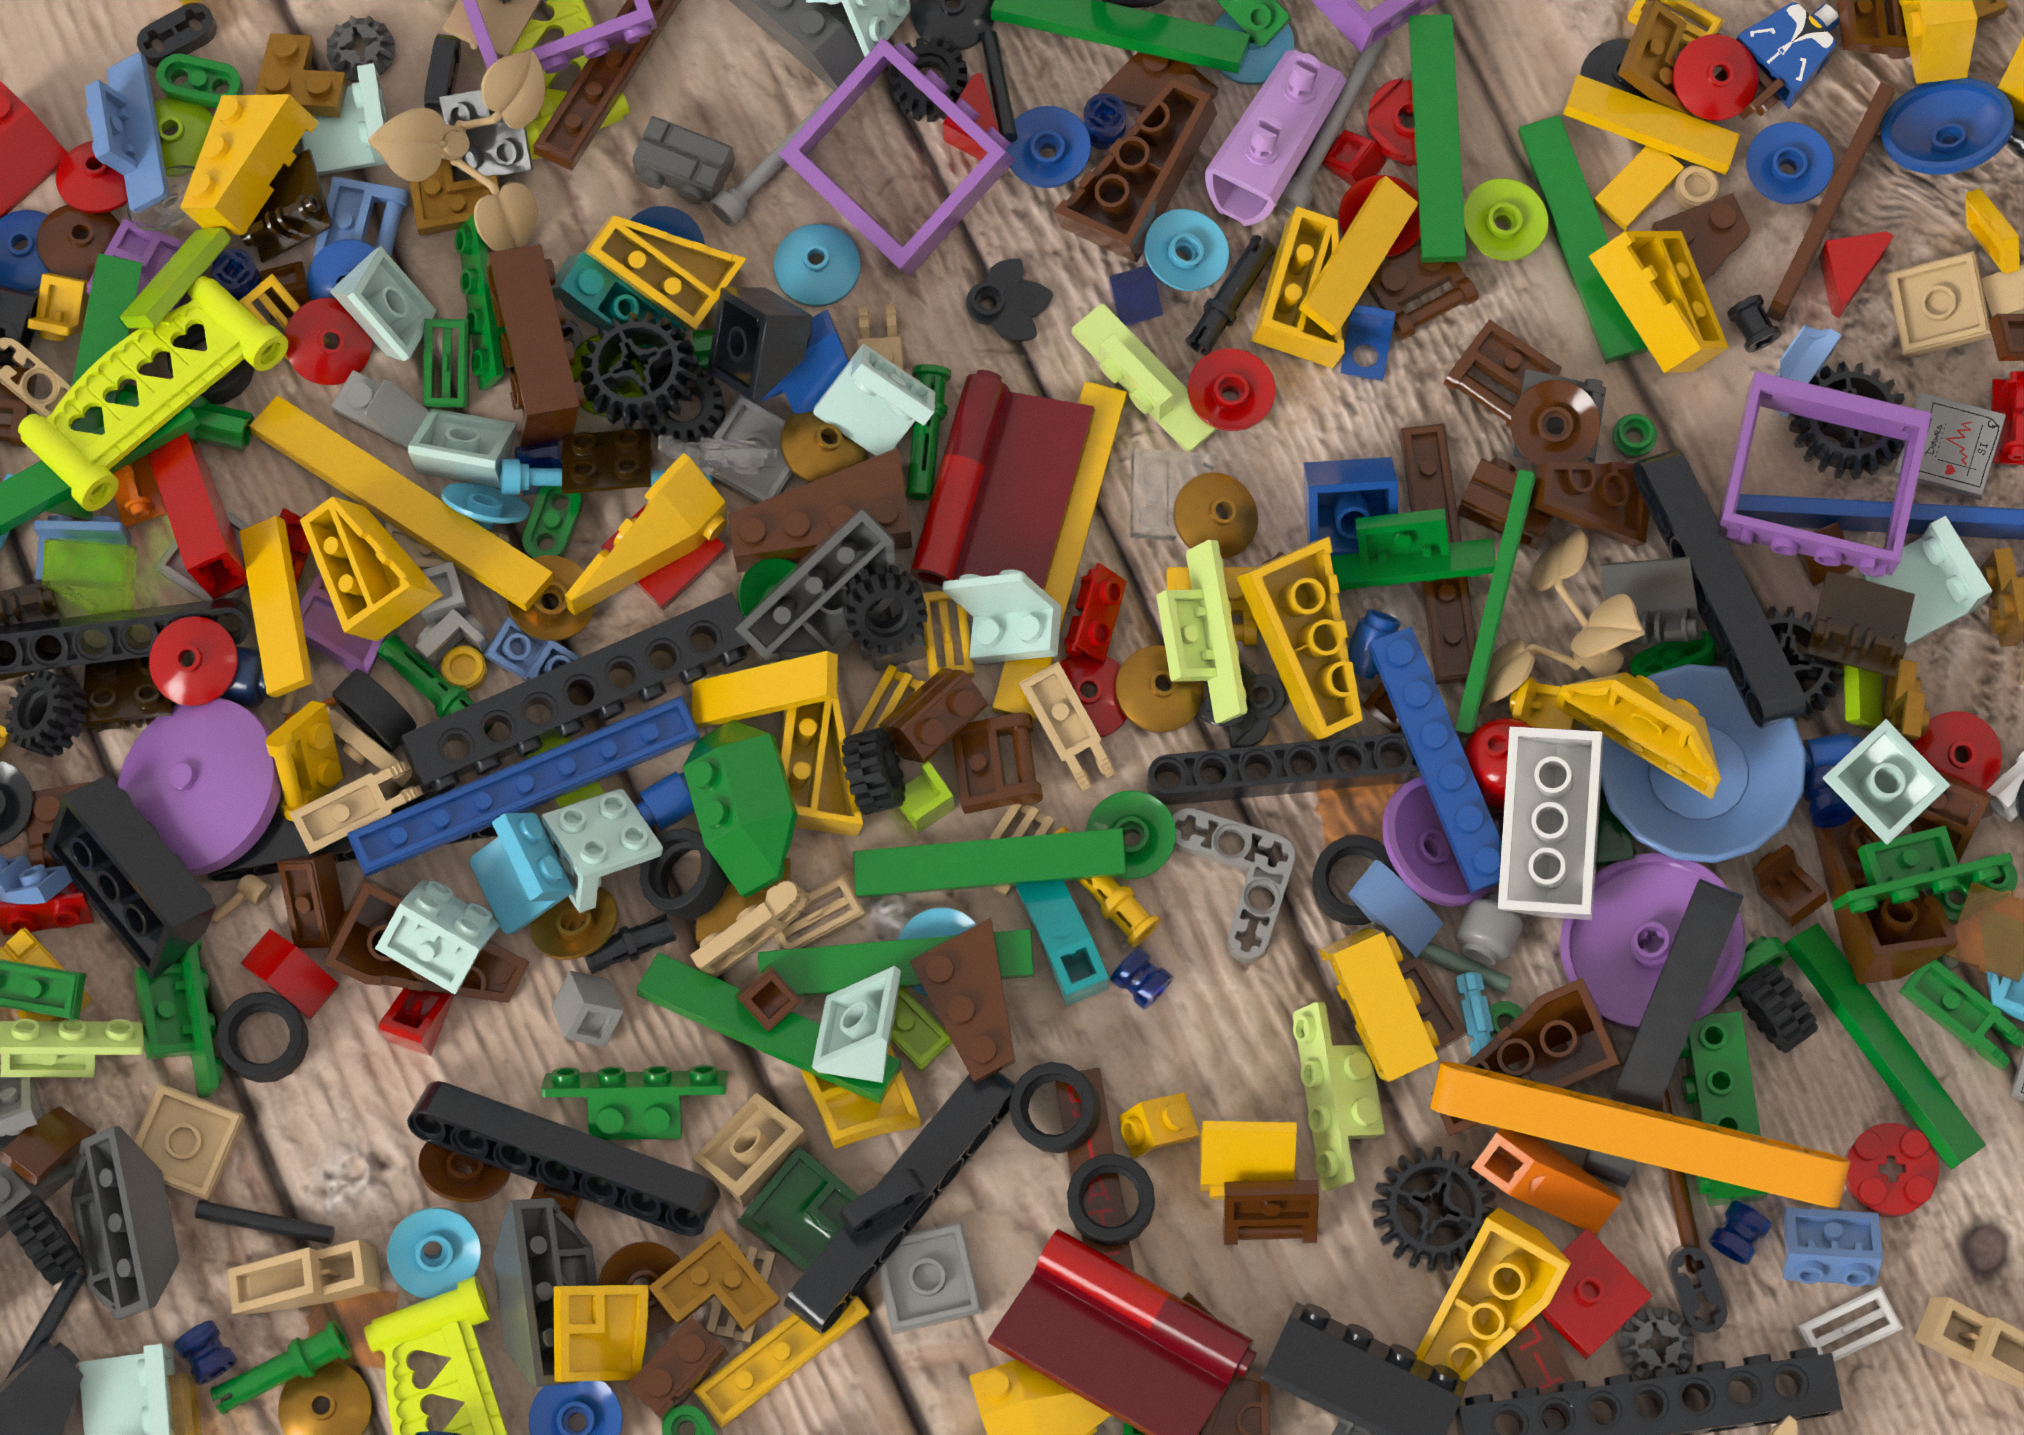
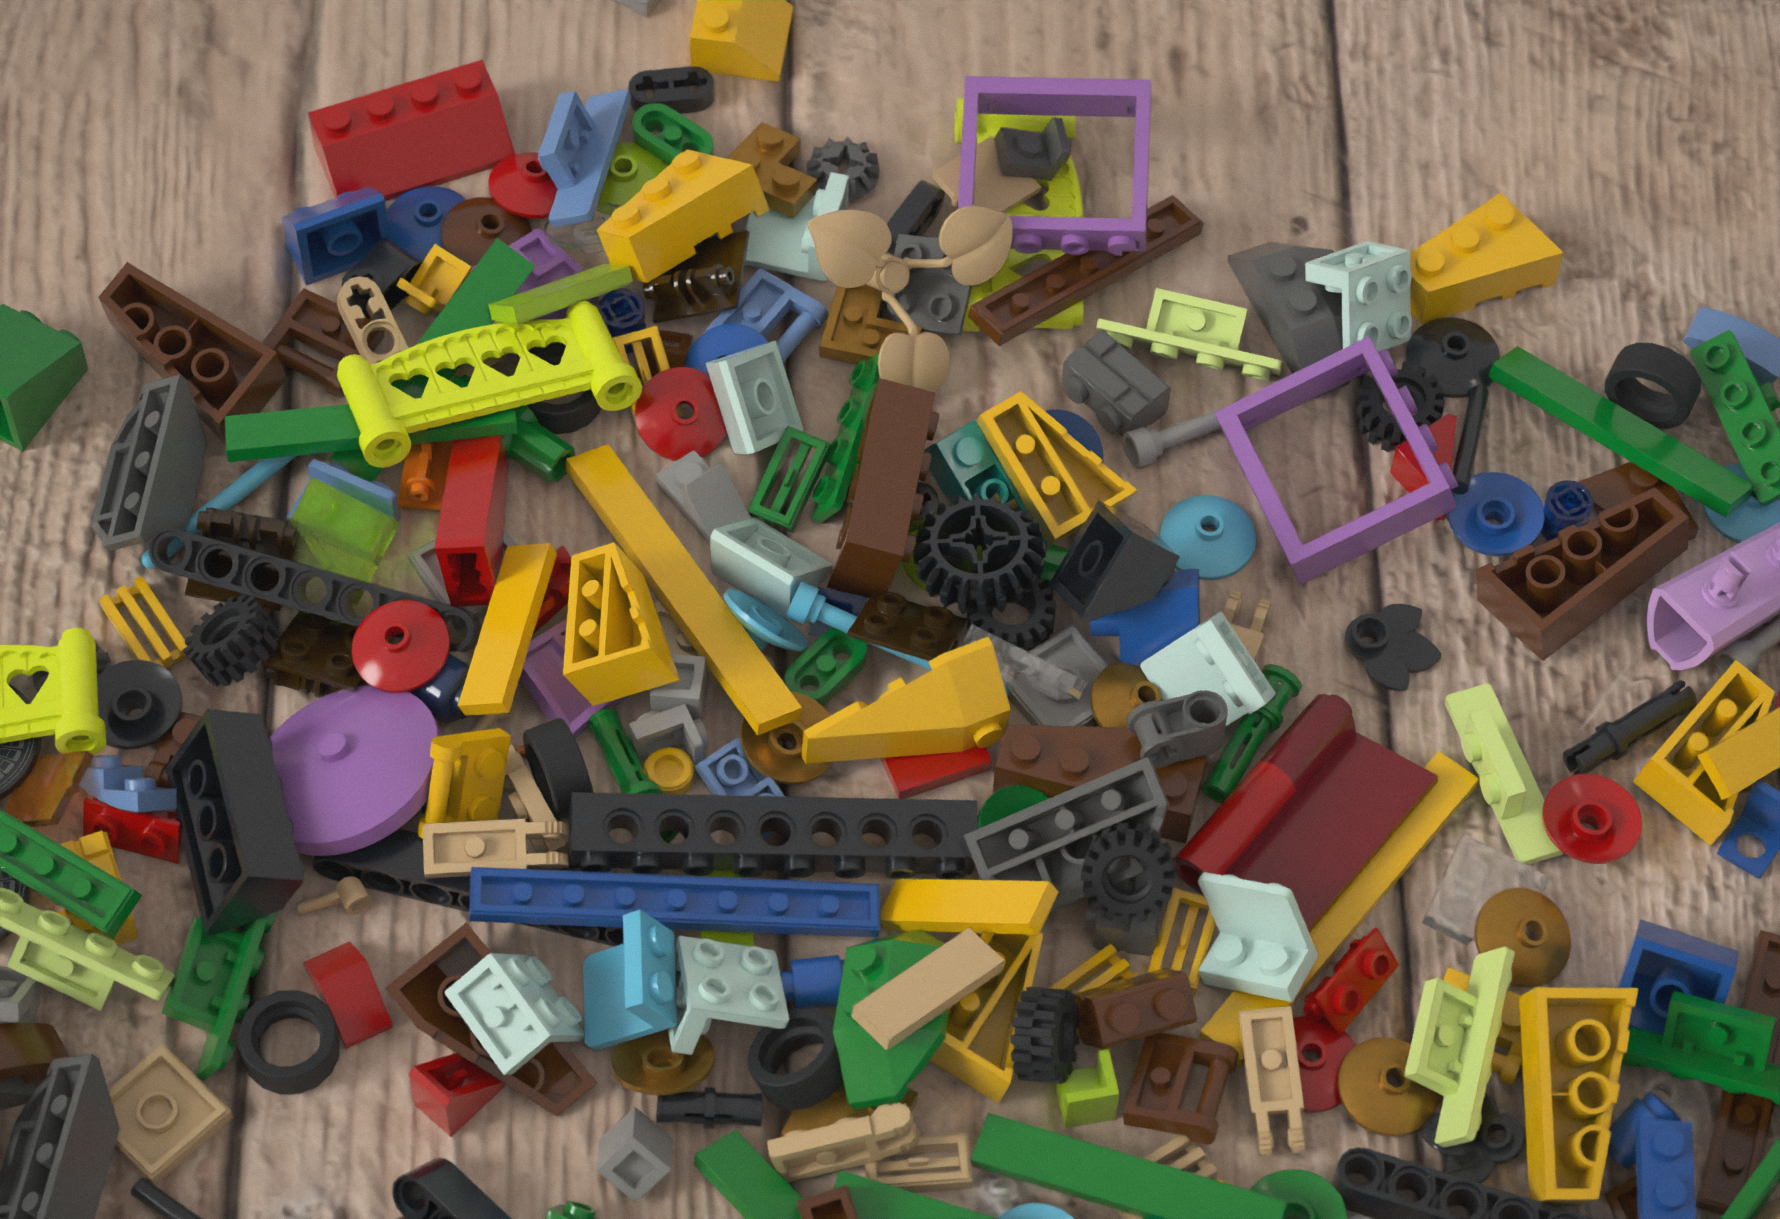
camera: 20 degrees right, 15 degrees down
(312, 898) = (406, 924): reddish brown slope -> none
(728, 78) = (1195, 329): none -> yellowish green bracket
(767, 780) = (927, 989): none -> tan tile
(867, 470) = (1179, 727): none -> dark grey piece
(1135, 295) = (1528, 689): clear blue slope -> none
(1197, 238) = (1608, 652): medium azure dish -> none

